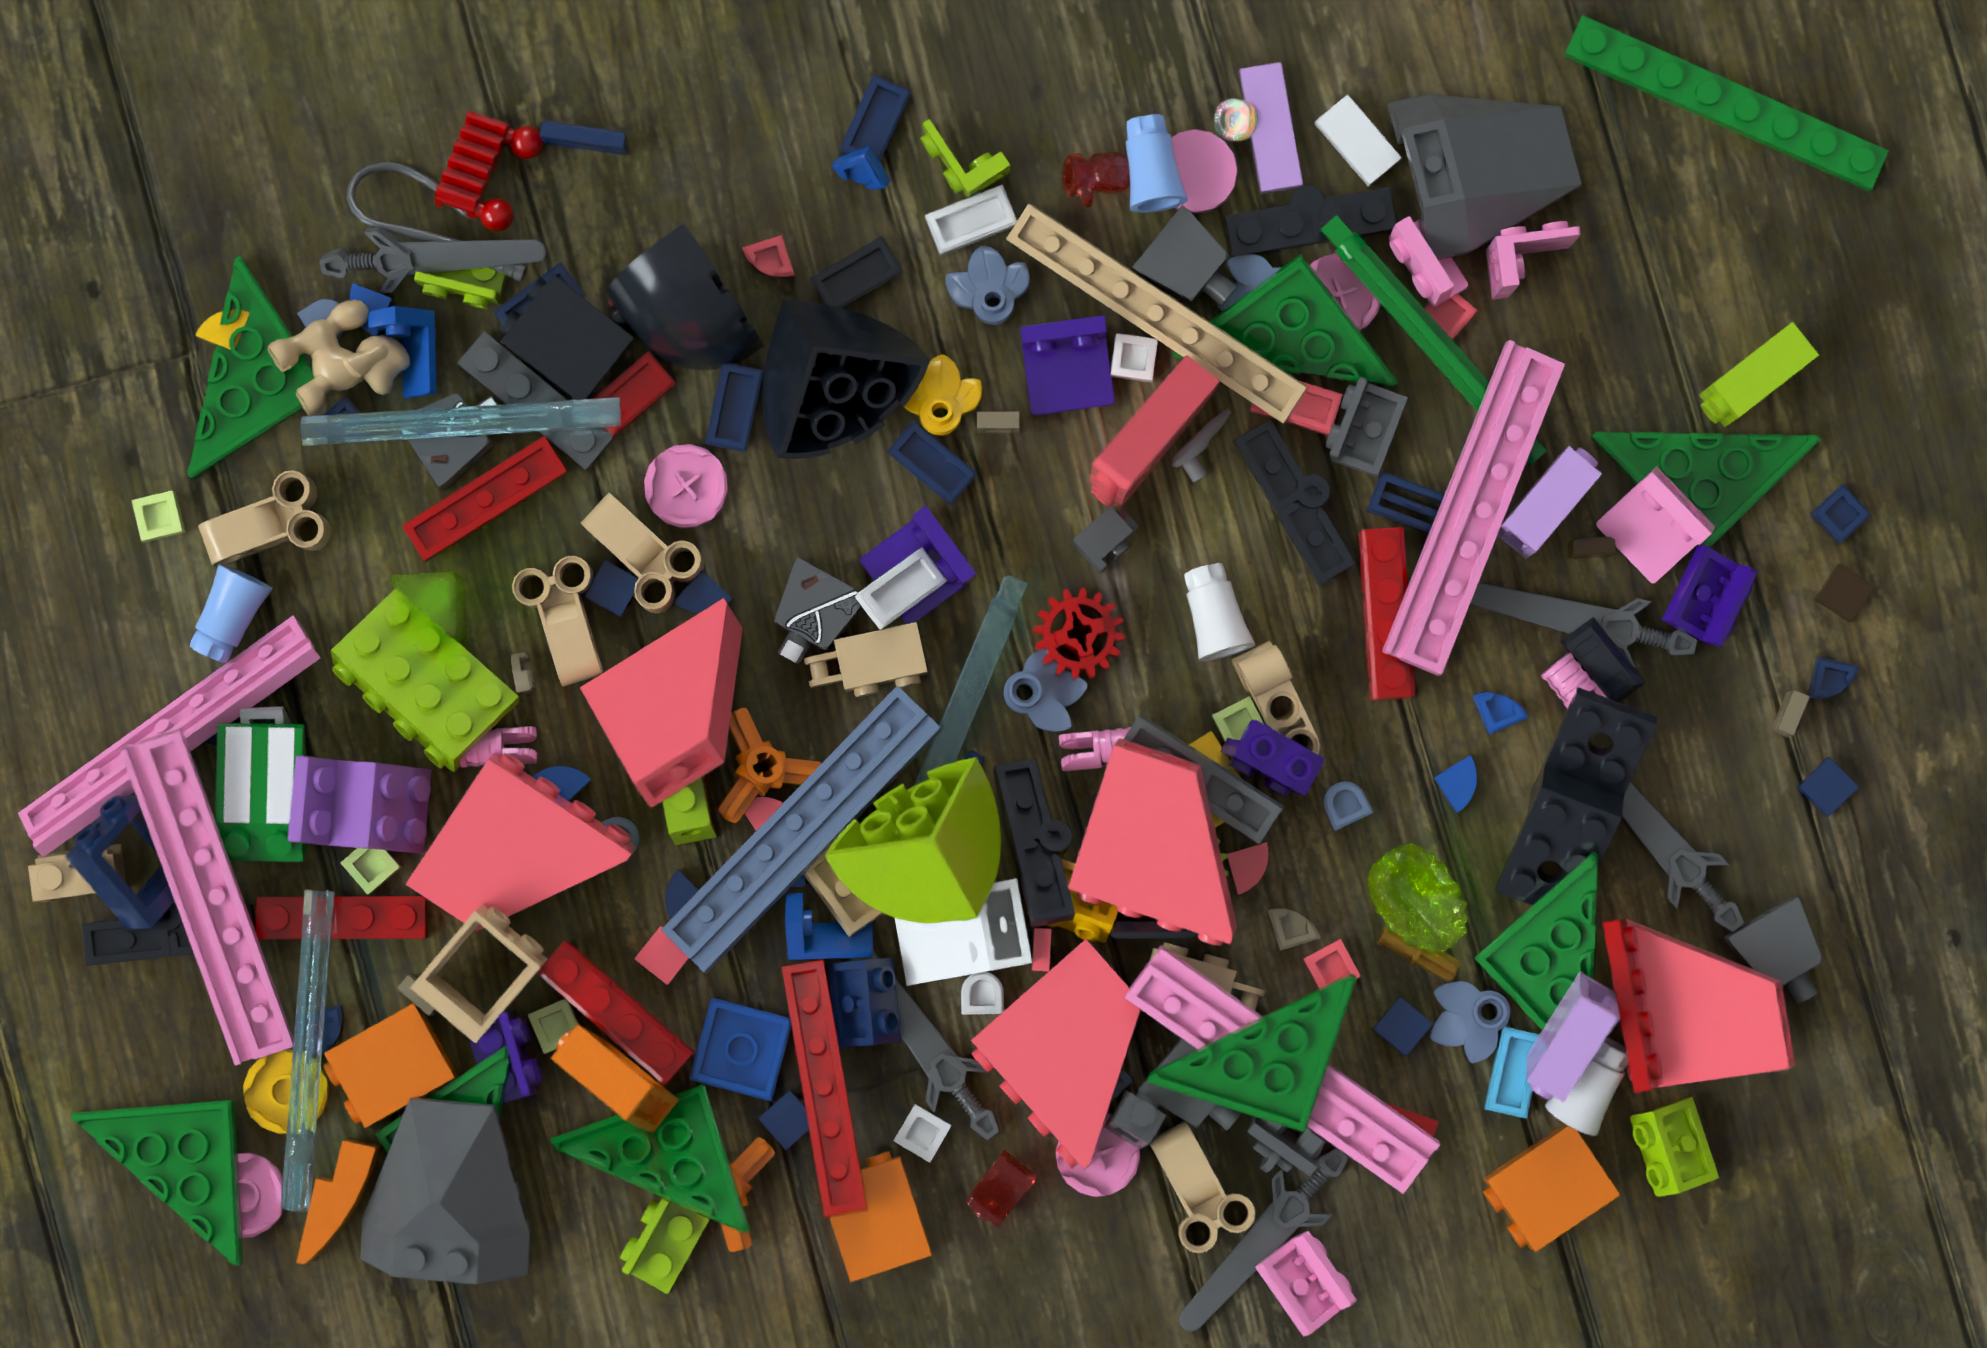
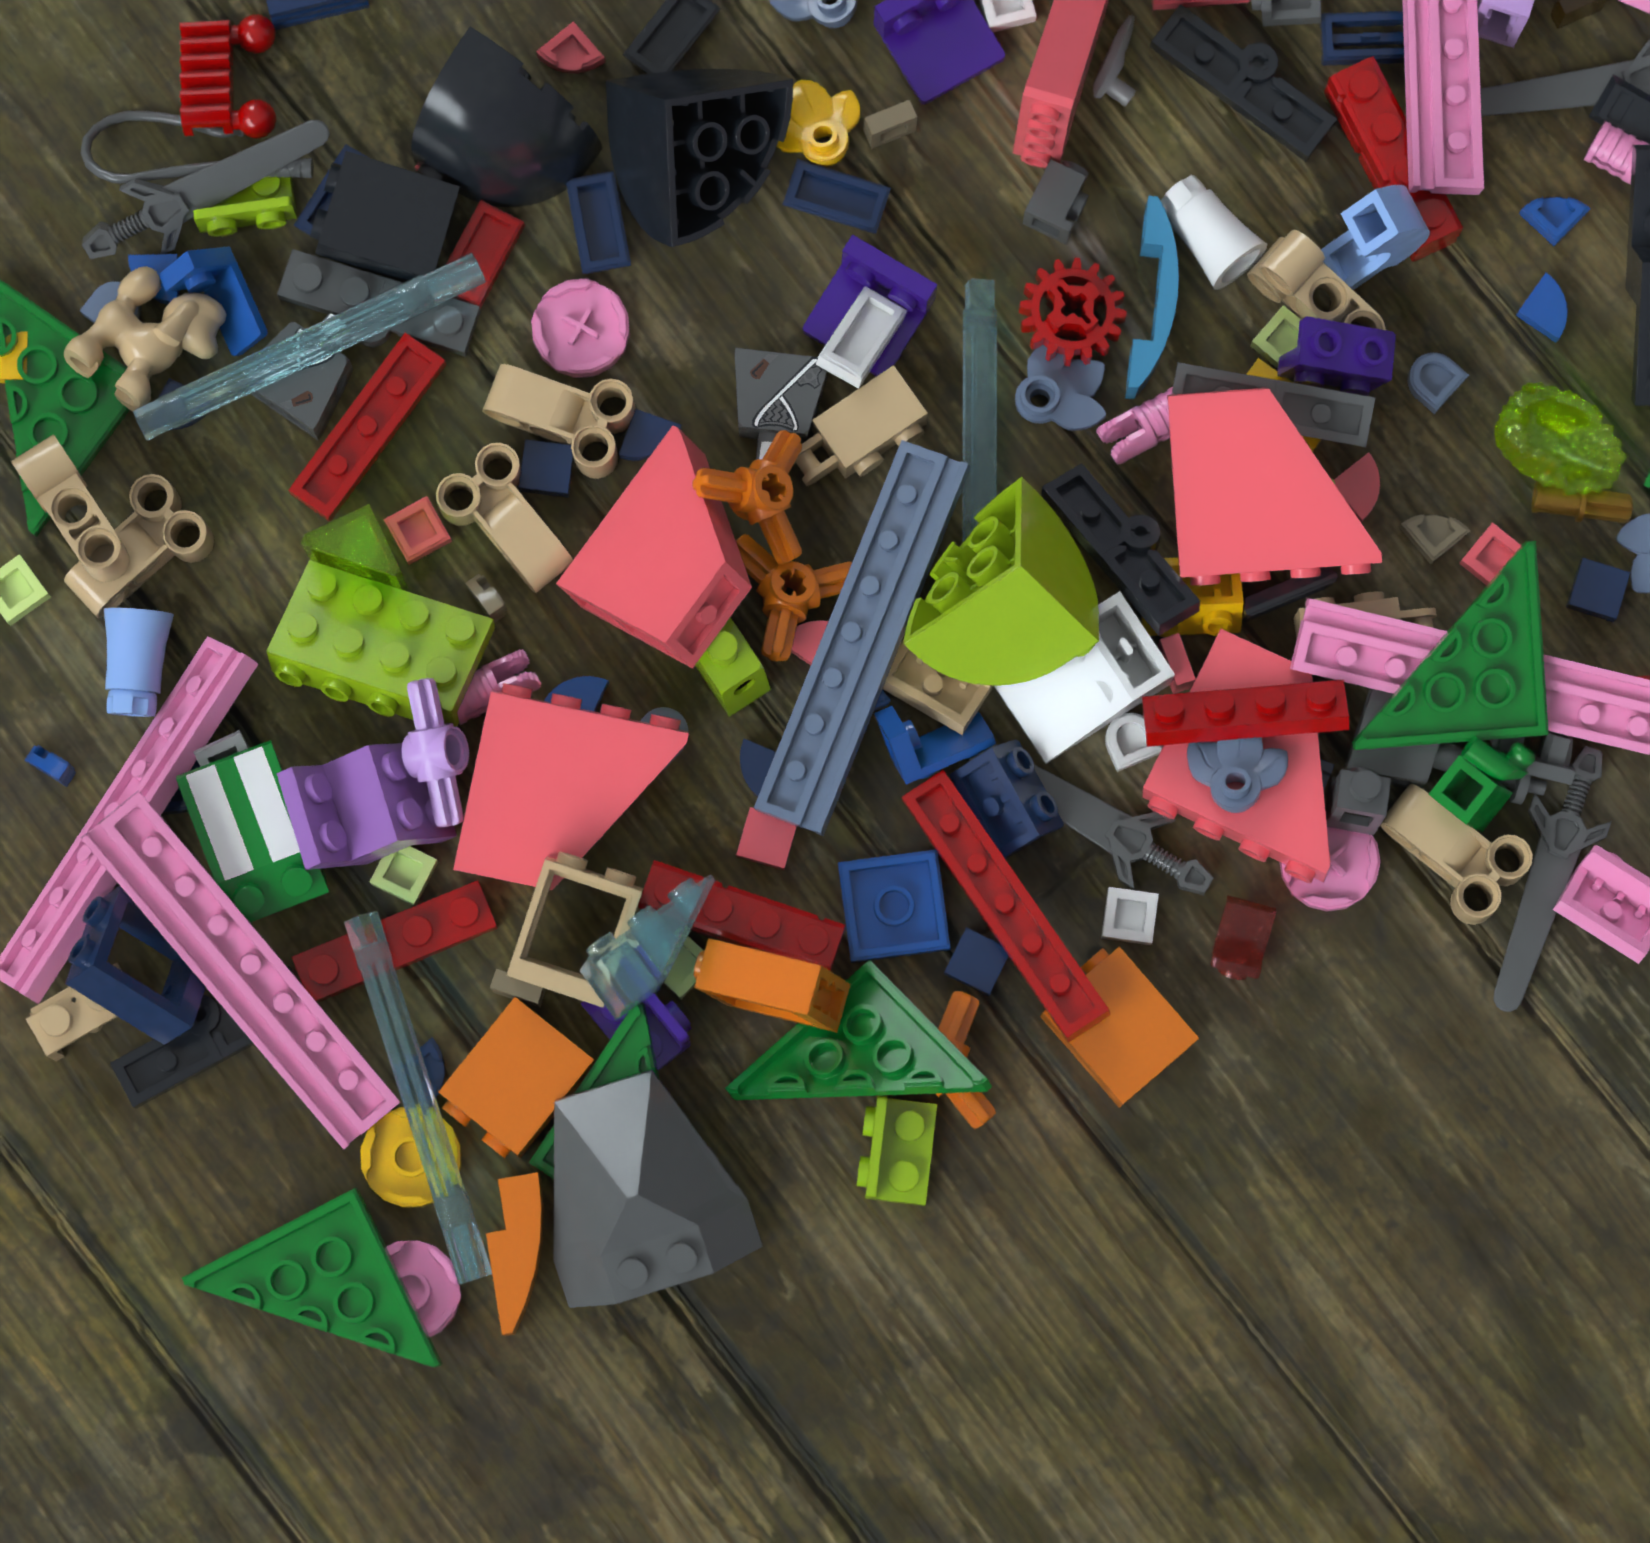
camera: 25 degrees left, 5 degrees down
(130, 668) = (51, 765): none -> blue tile
(221, 450) = (58, 488): none -> tan piece
(427, 787) = (435, 752): none -> lavender axle
(491, 597) = (417, 530): none -> coral tile
(517, 1022) = (640, 960): none -> clear light blue slope
(768, 698) = (760, 493): none -> orange bush
(1052, 1049) = (1236, 762): none -> sand blue plate
(1073, 1017) = (1245, 713): none -> red plate
(1171, 603) = (1159, 243): none -> dark azure slope
(1226, 1150) = (1470, 794): none -> green brick
(1257, 1141) = (1499, 765): none -> green arm
(1339, 677) = (1381, 234): none -> light blue arch

